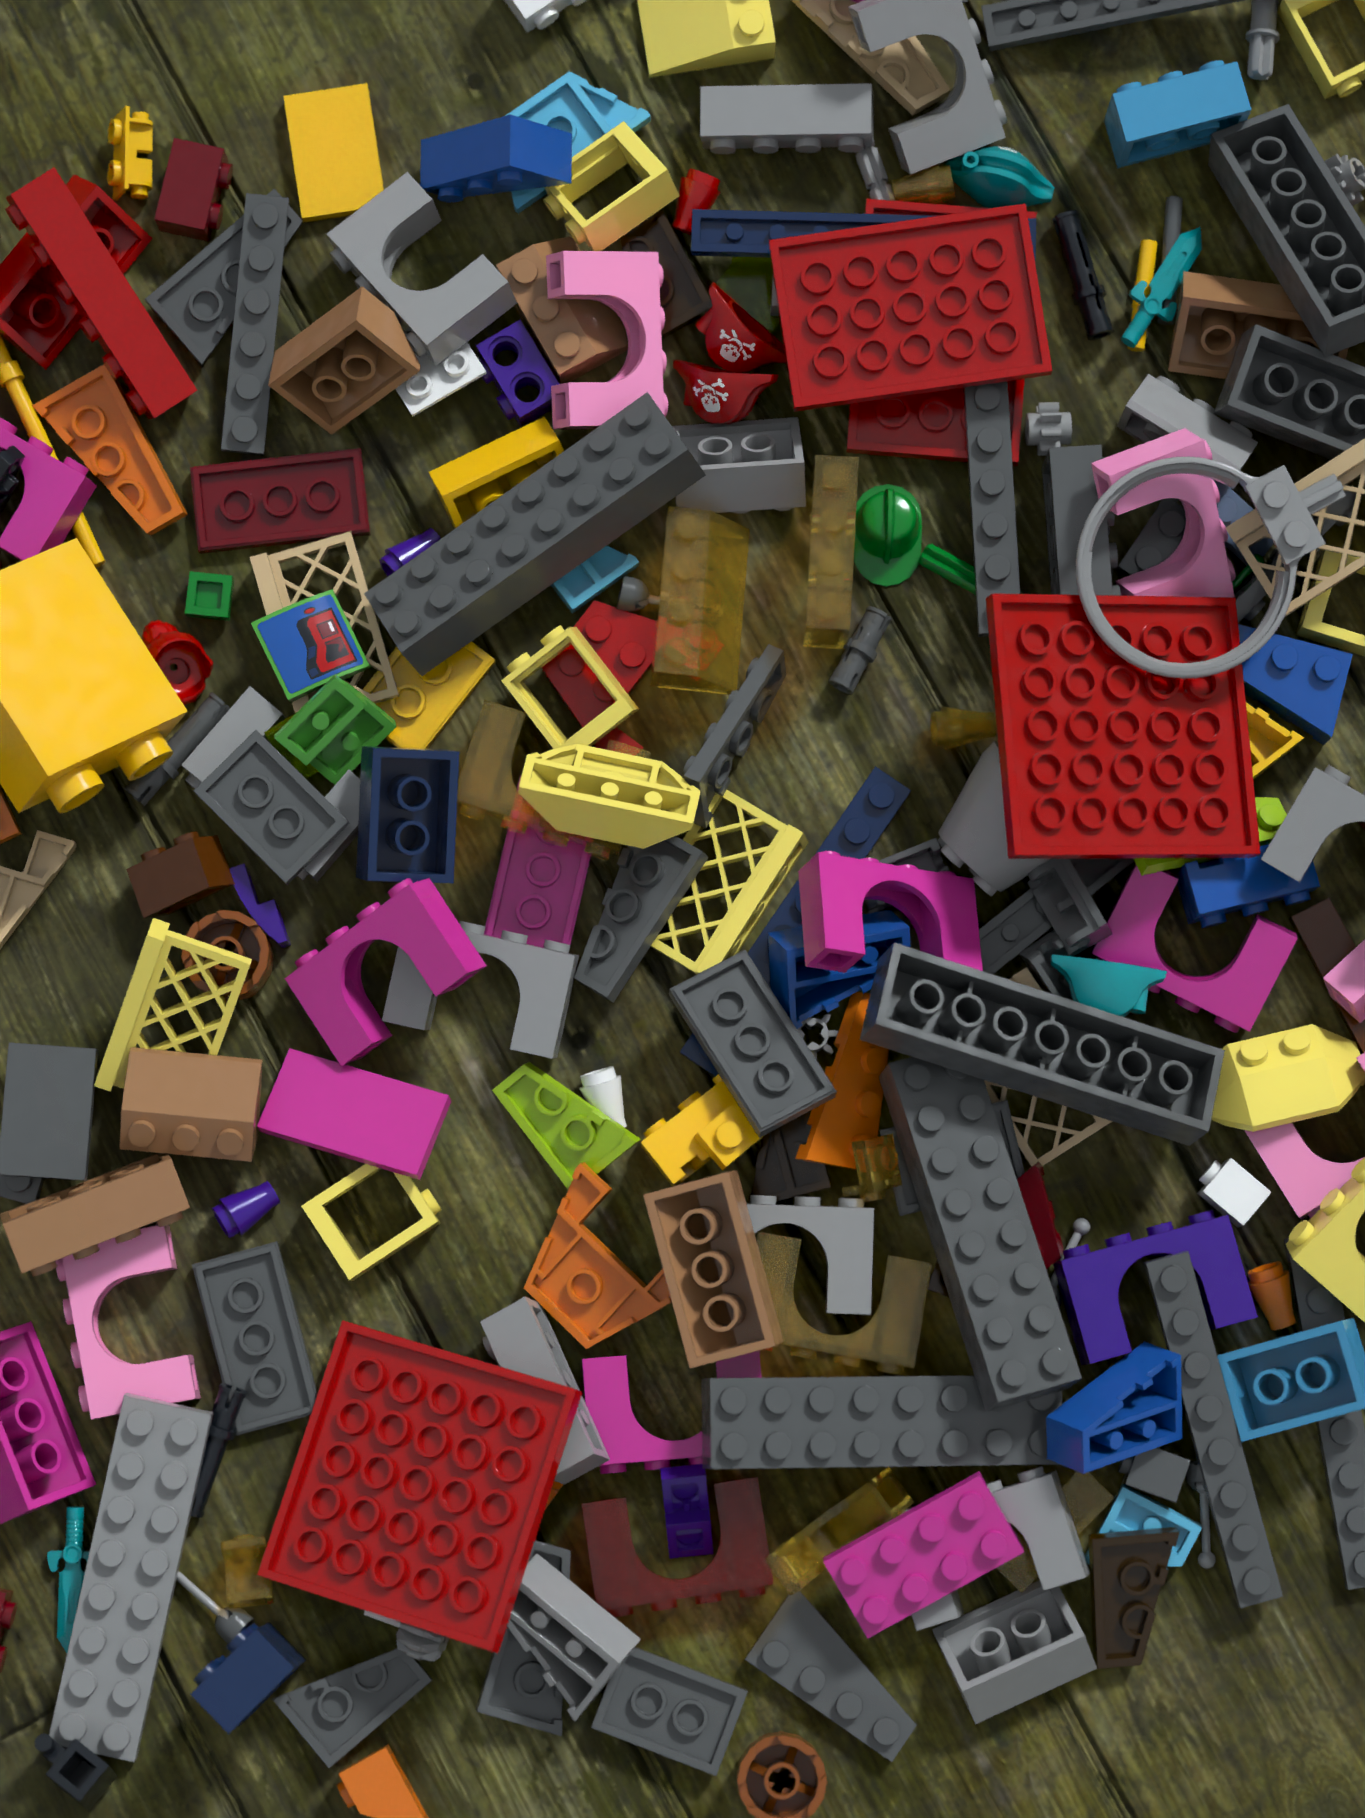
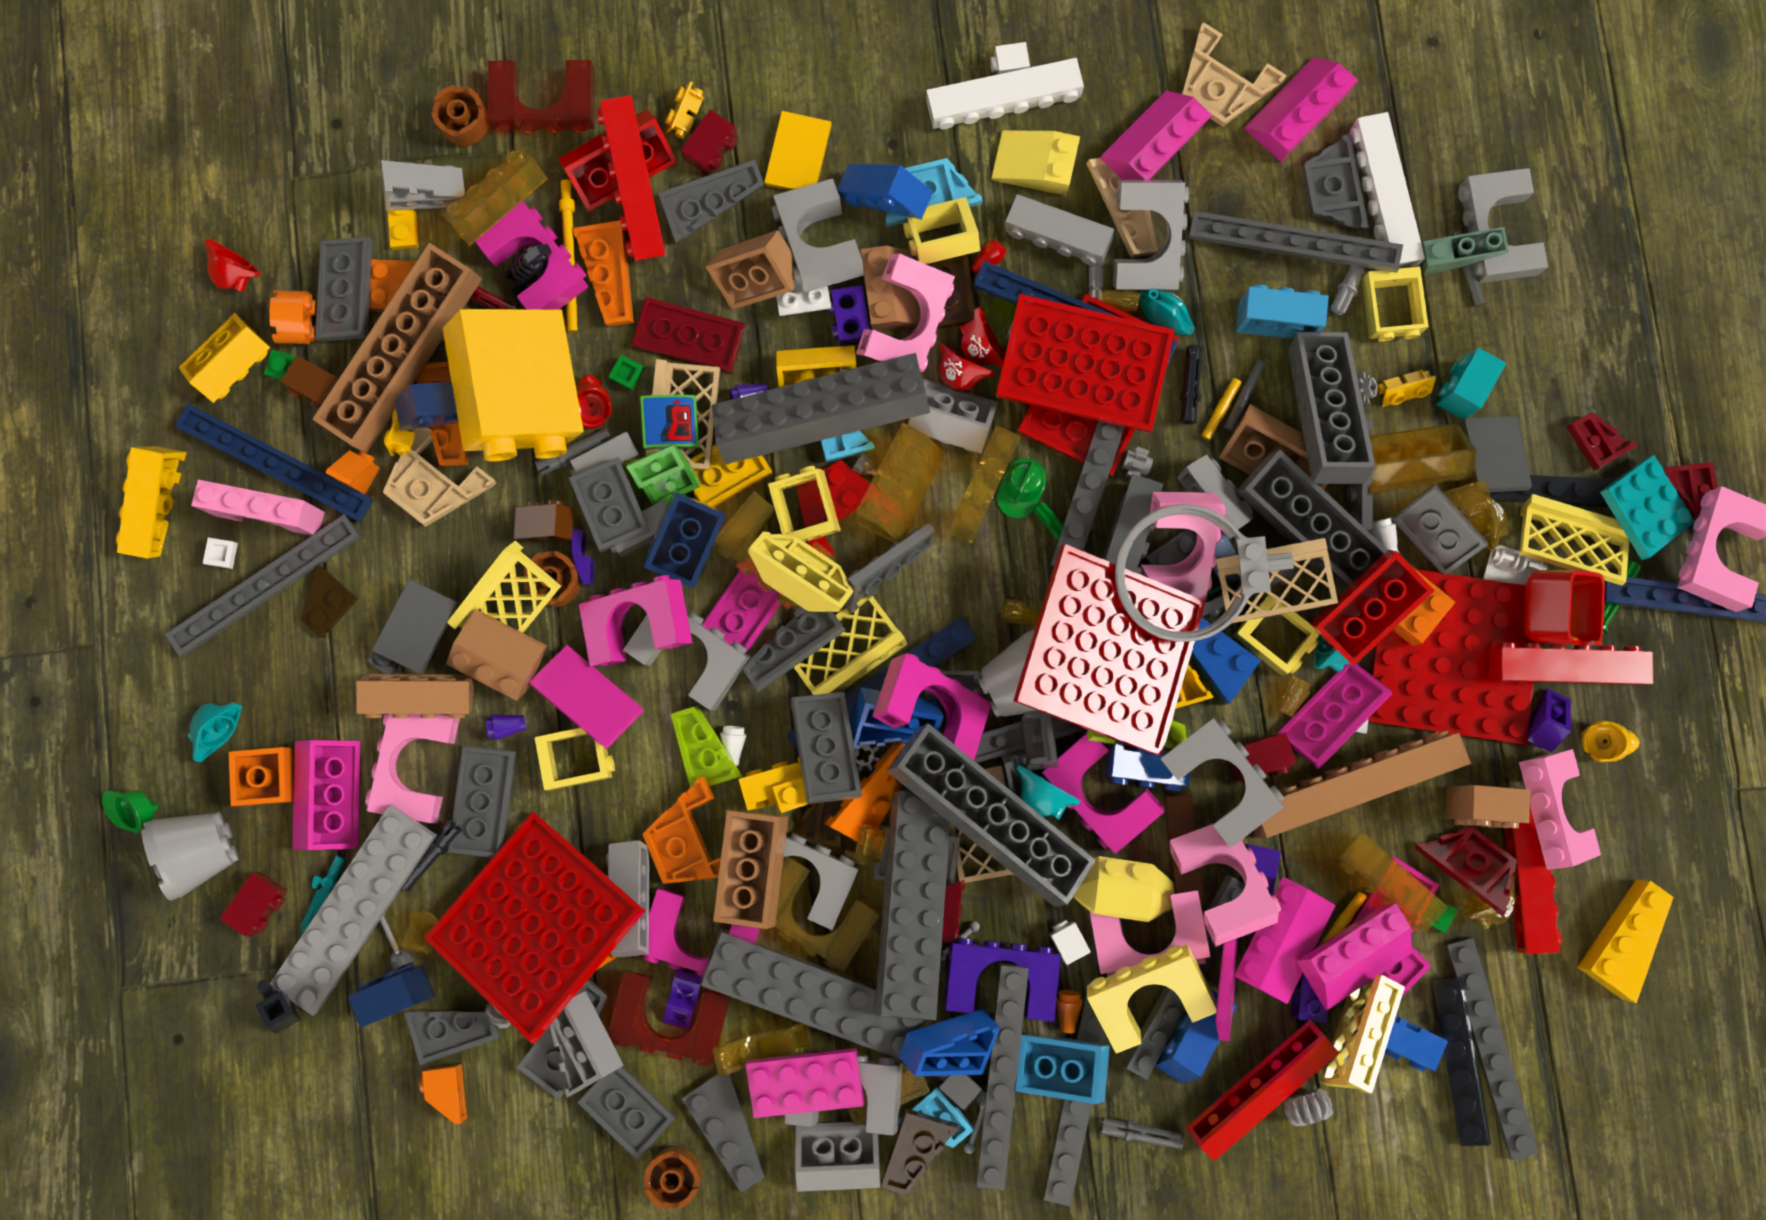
camera: 20 degrees right, 0 degrees up
(255, 324) = (713, 230): dark grey plate -> none
(860, 650) = (979, 547): dark grey pin -> none
(1162, 286) = (1234, 408): teal sword -> none

